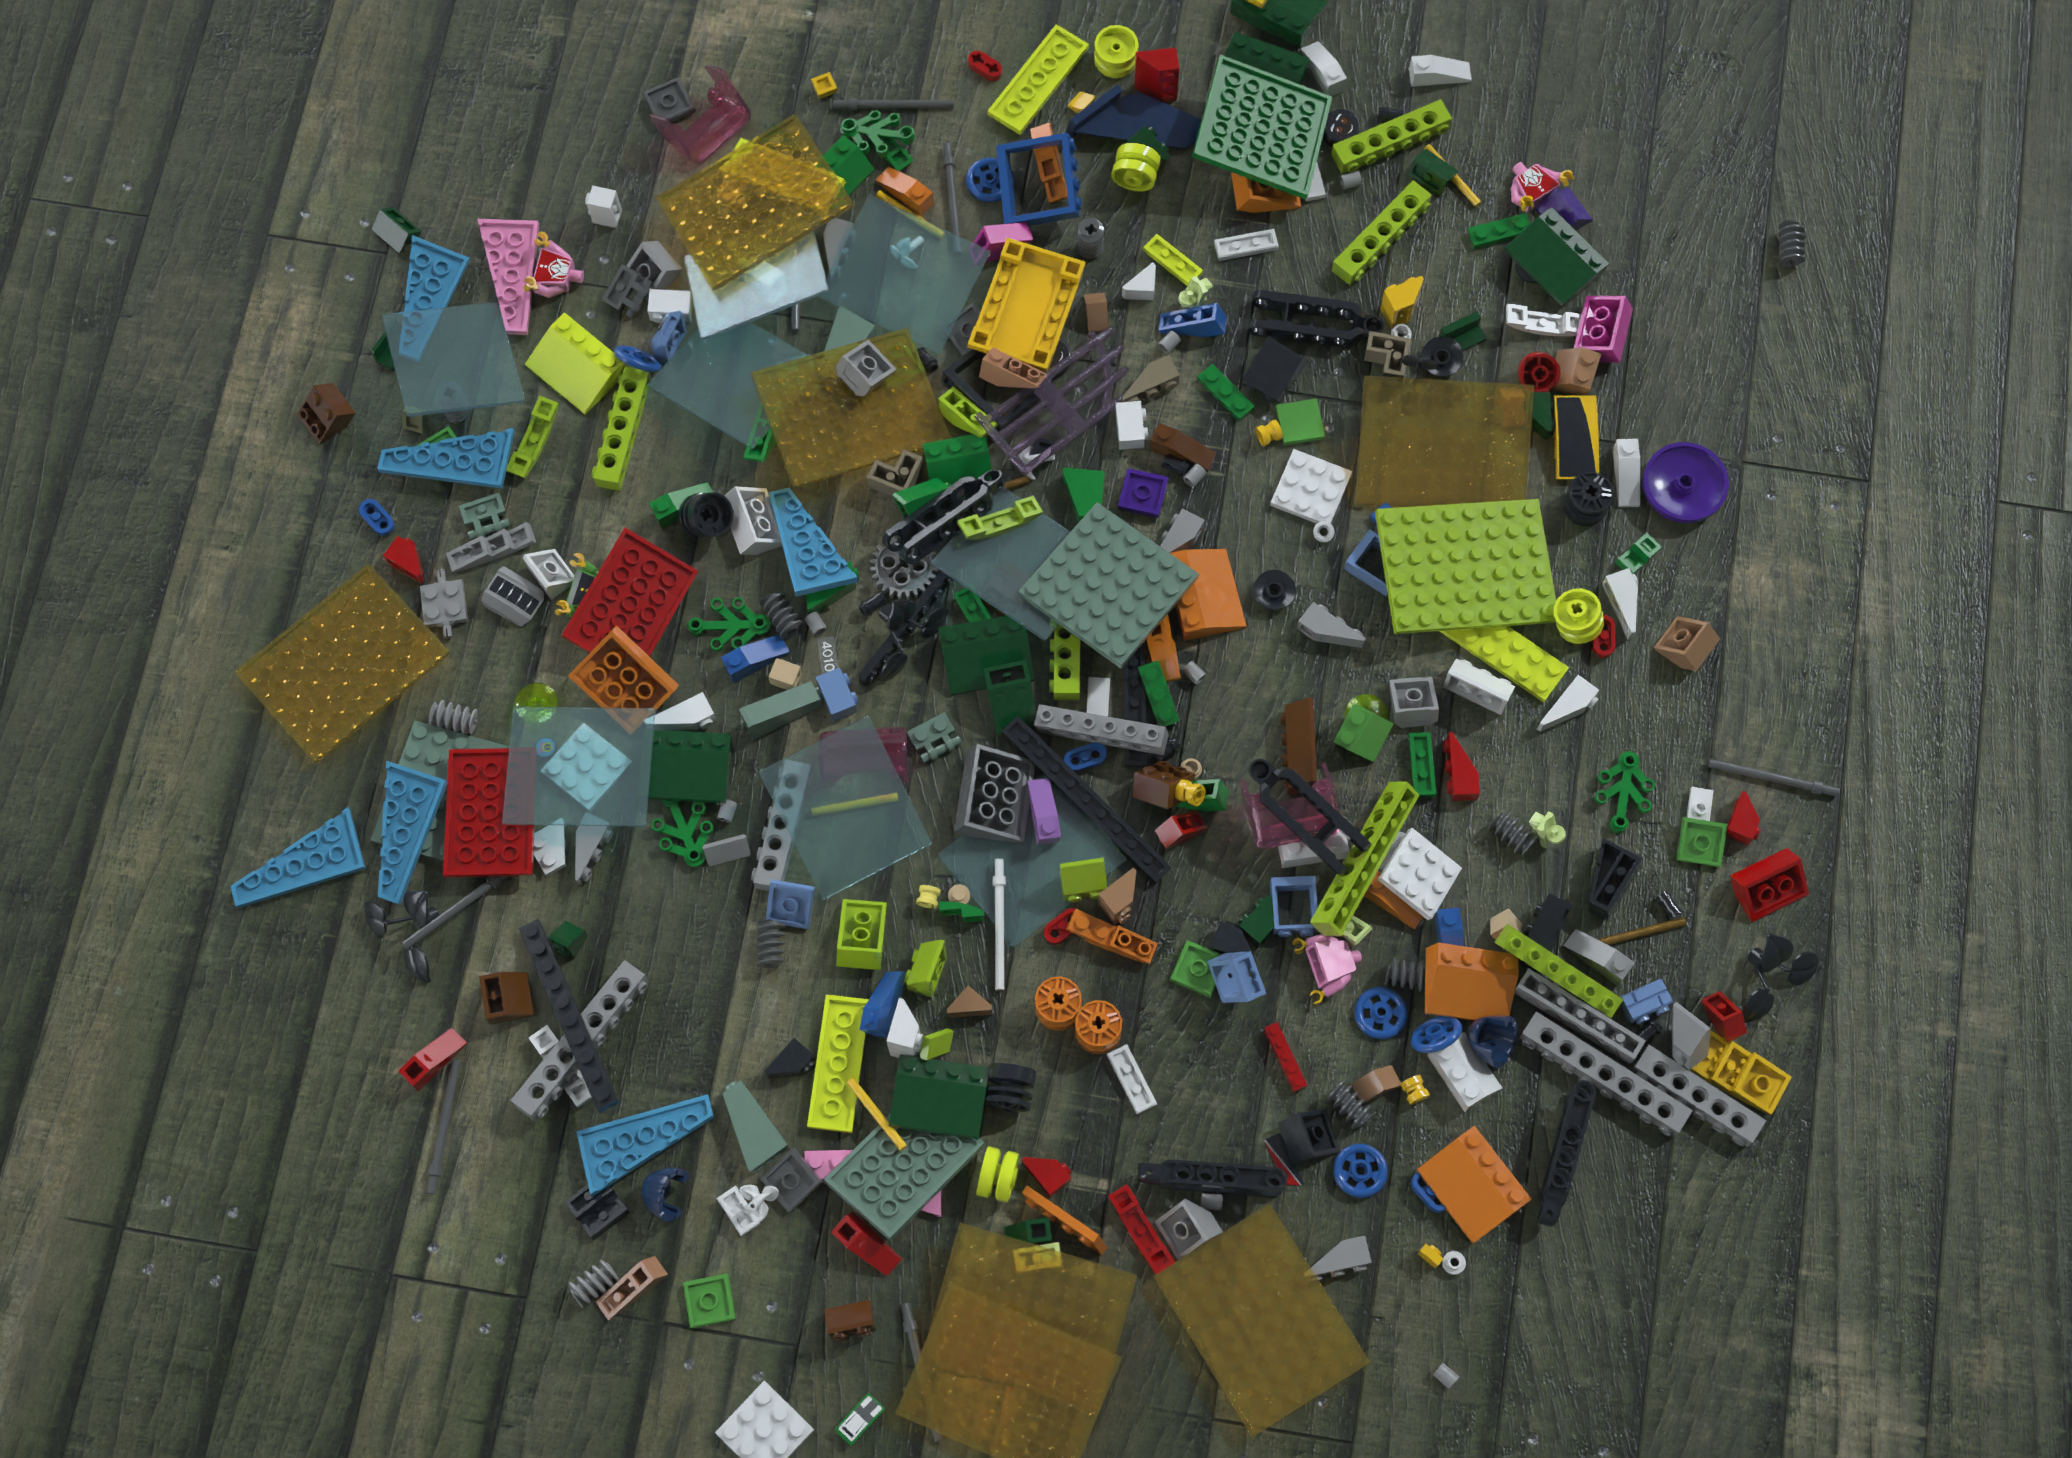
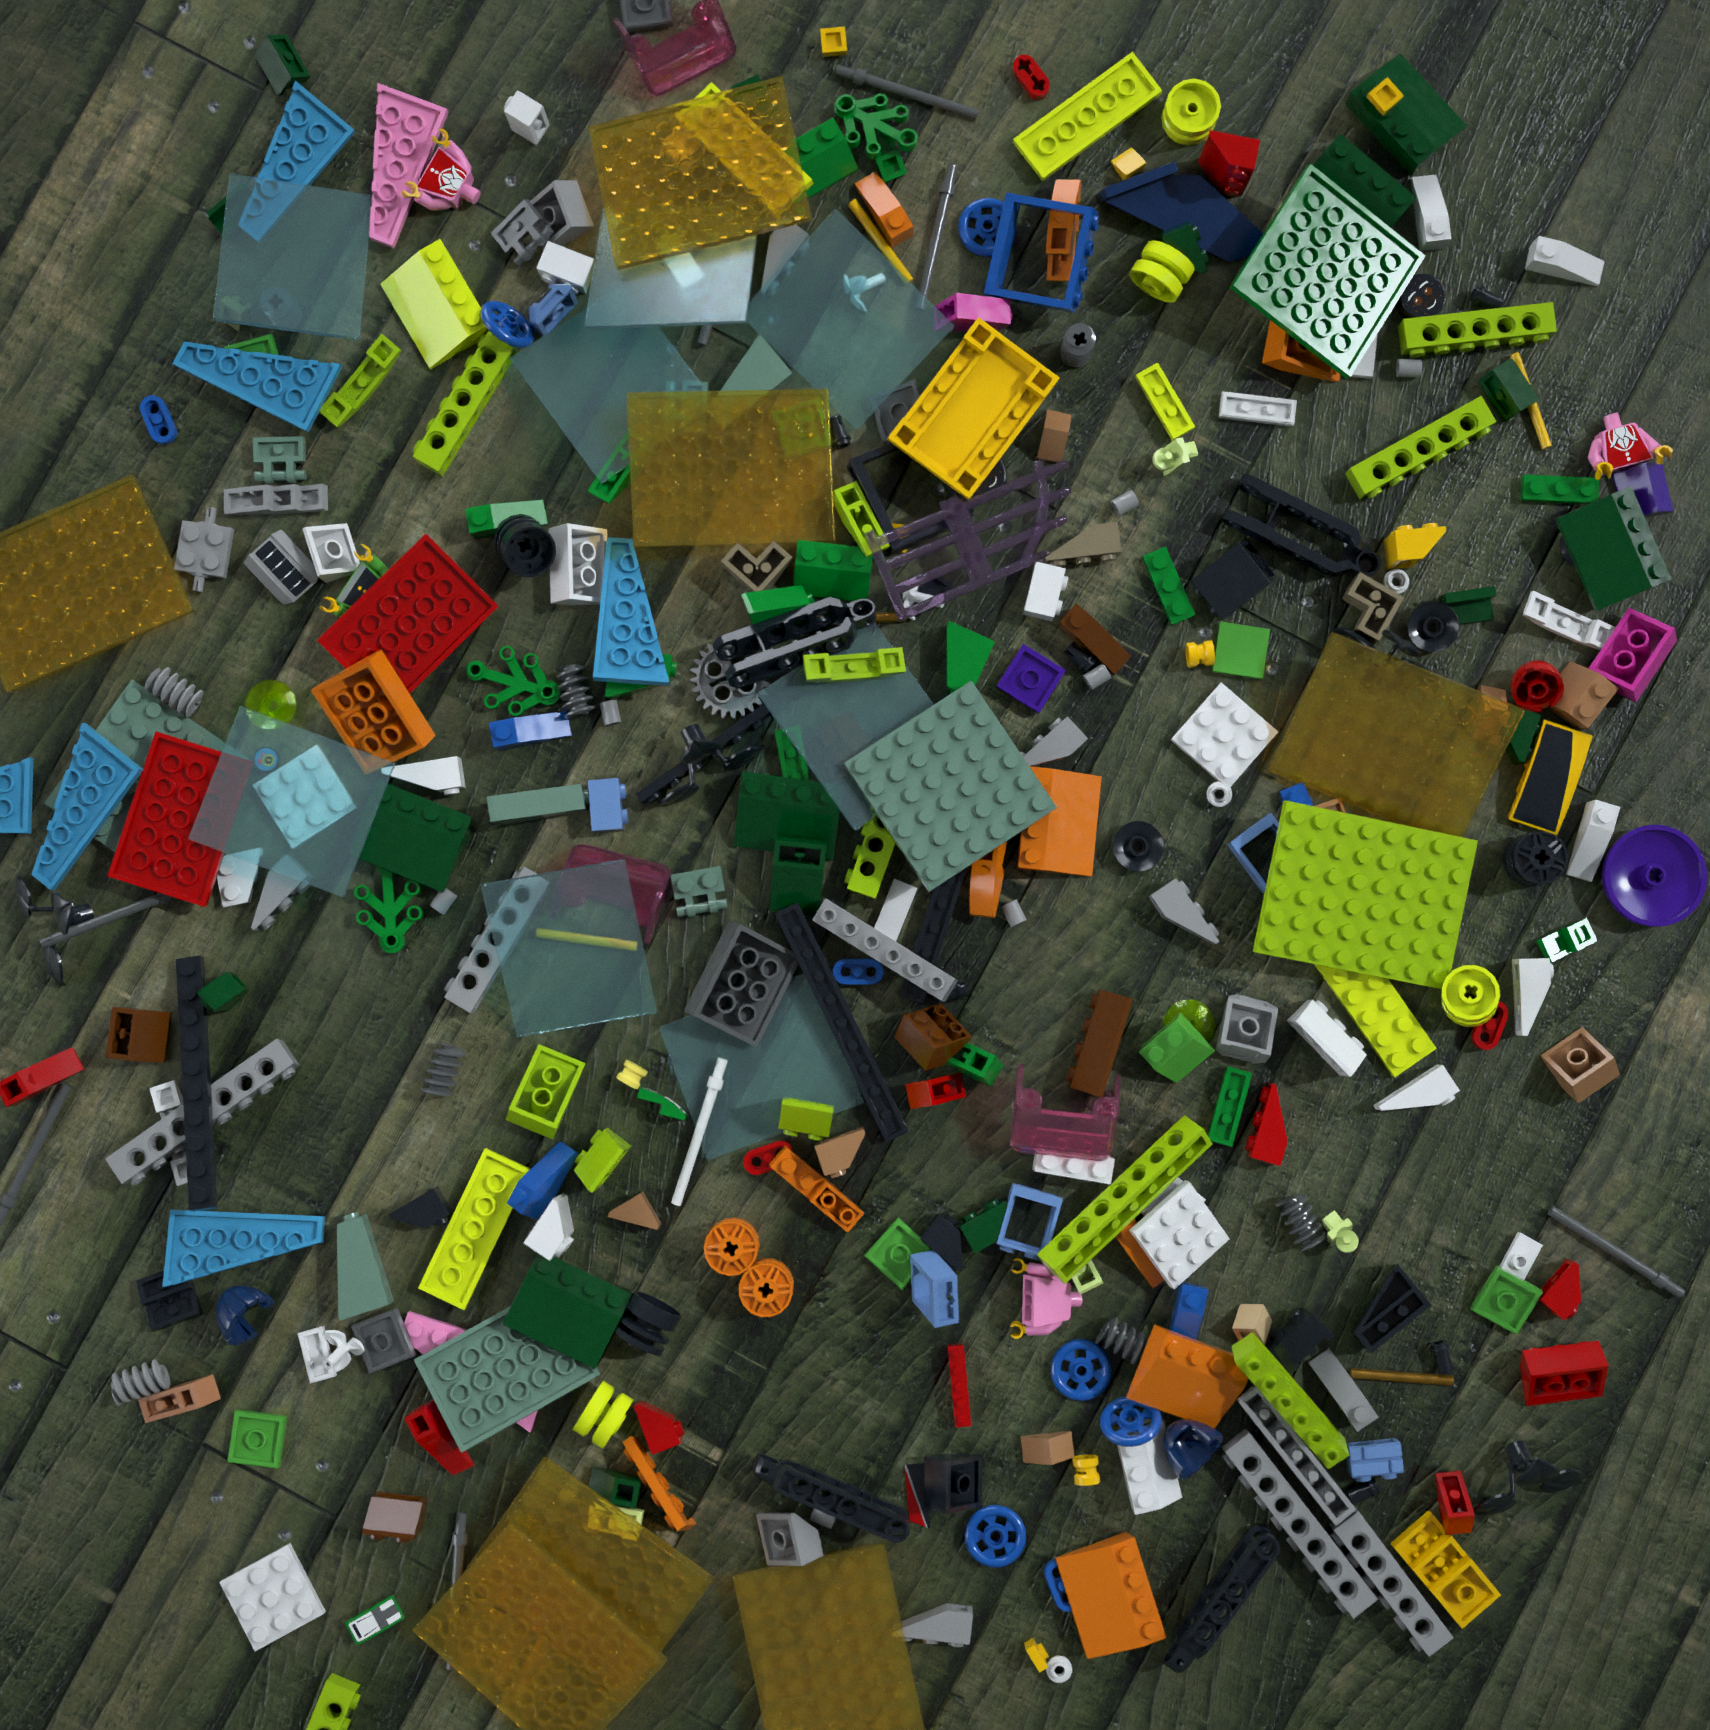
camera: 20 degrees right, 15 degrees up
(325, 412) = (136, 271): reddish brown slope -> none
(405, 558) = (177, 481): red slope -> none
(726, 850) = (429, 946): light grey slope -> none
(785, 674) = (556, 763): tan panel -> none
(790, 903) = (477, 1034): medium blue plate -> none
(827, 654) = (613, 753): clear sticker -> none
(864, 368) = (760, 428): light grey slope -> none
(872, 604) = (680, 710): black pin -> none
(878, 1116) = (494, 1304): yellow bar -> none
(936, 1044) = (584, 1248): lime tile -> none
(959, 893) = (666, 1083): tan plate -> none
(1009, 372) = (925, 489): nougat slope -> none
(1044, 812) = (790, 1021): medium lavender slope -> none
(1131, 1079) = (785, 1352): white tile -> none
(1140, 1229) = (738, 1522): red slope -> none
(1141, 286) = (1118, 422): white slope -> none
(1159, 694) = (964, 927): green plate -> none
(1190, 792) = (956, 1060): yellow wheel -> none
(1193, 766) = (972, 1022): tan plate -> none
(1195, 321) = (1162, 487): blue slope -> none
(1267, 776) = (1043, 1082): black piece -> none
(1350, 1105) = (1010, 1464): dark grey piece -> none
(1625, 788) = (1445, 1209): green plant -> none
(1689, 1038) = (1403, 1521): light grey slope -> none

